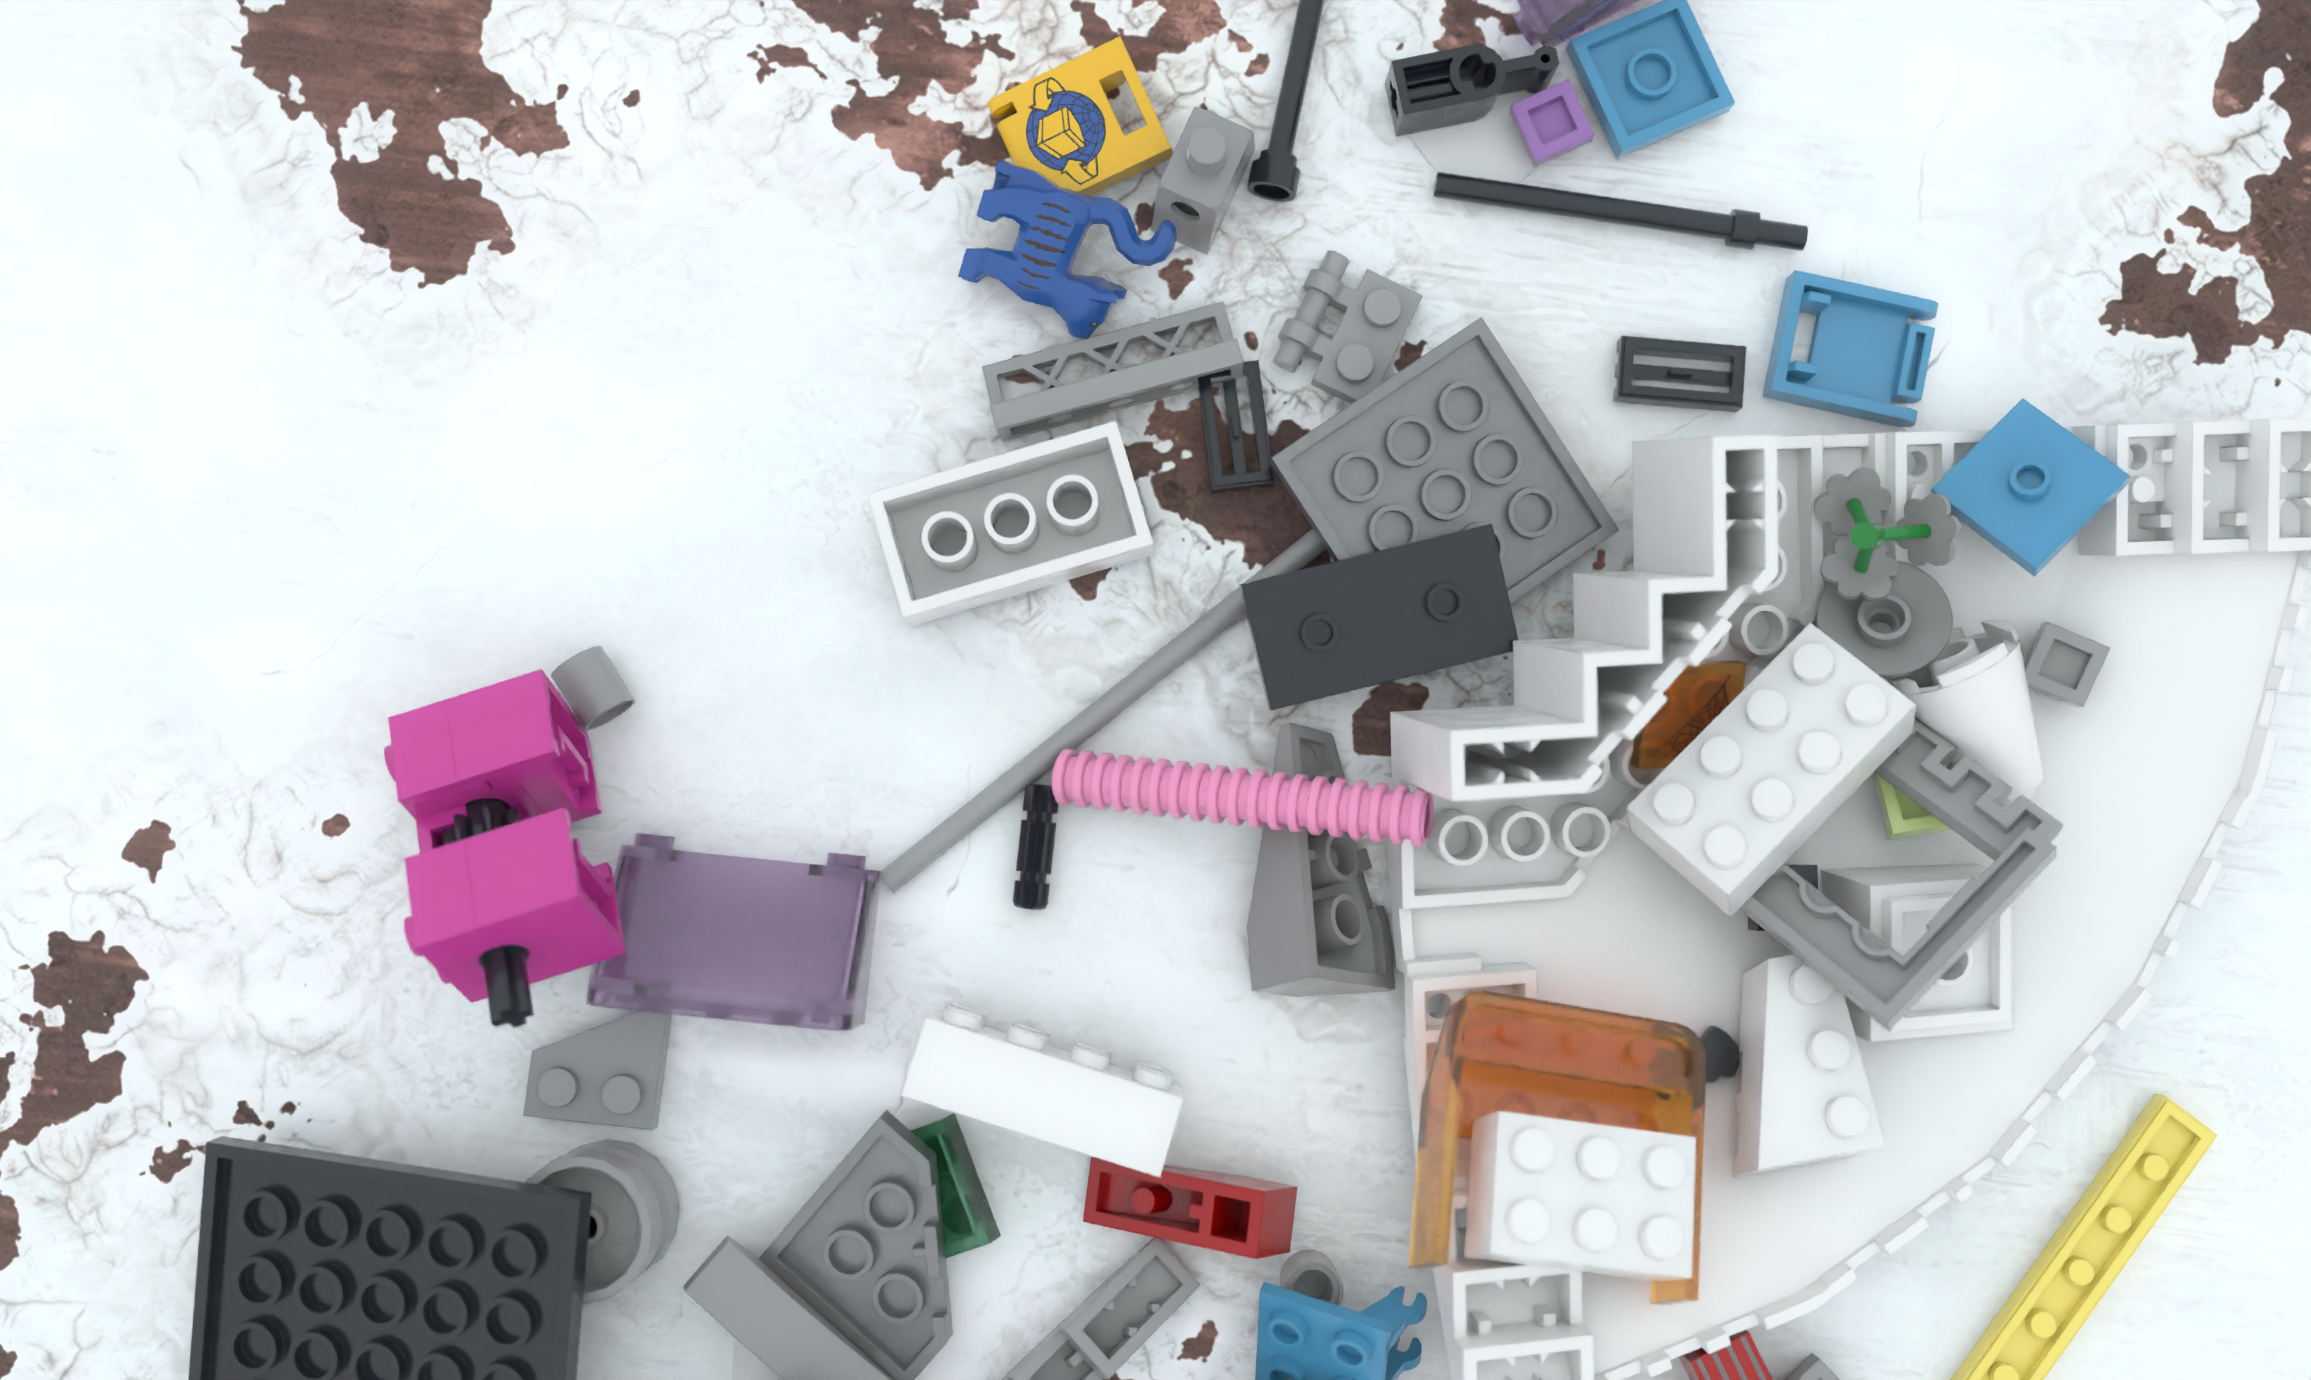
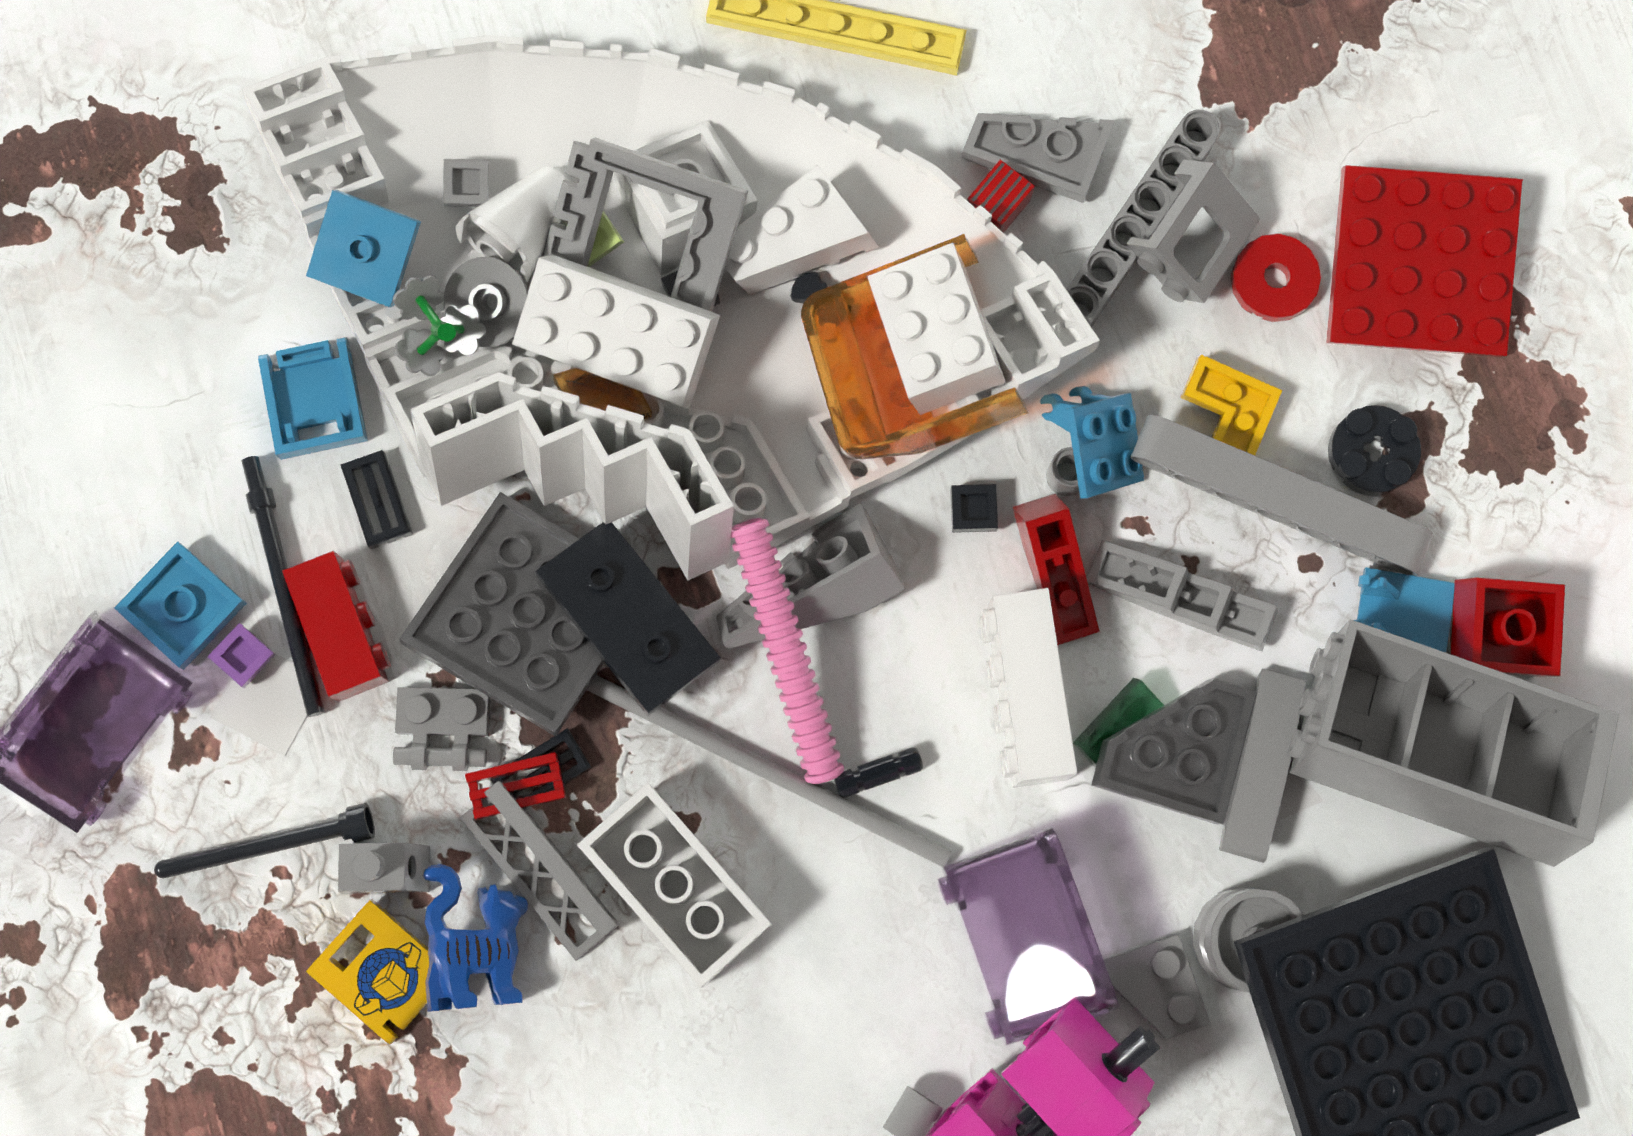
camera: 110 degrees left, 5 degrees down
(1218, 438) = (477, 794): none -> red tile
(1319, 1134) = (974, 508): none -> black plate
(1429, 93) = (254, 742): black piece -> none
(1536, 253) = (337, 625): none -> red brick

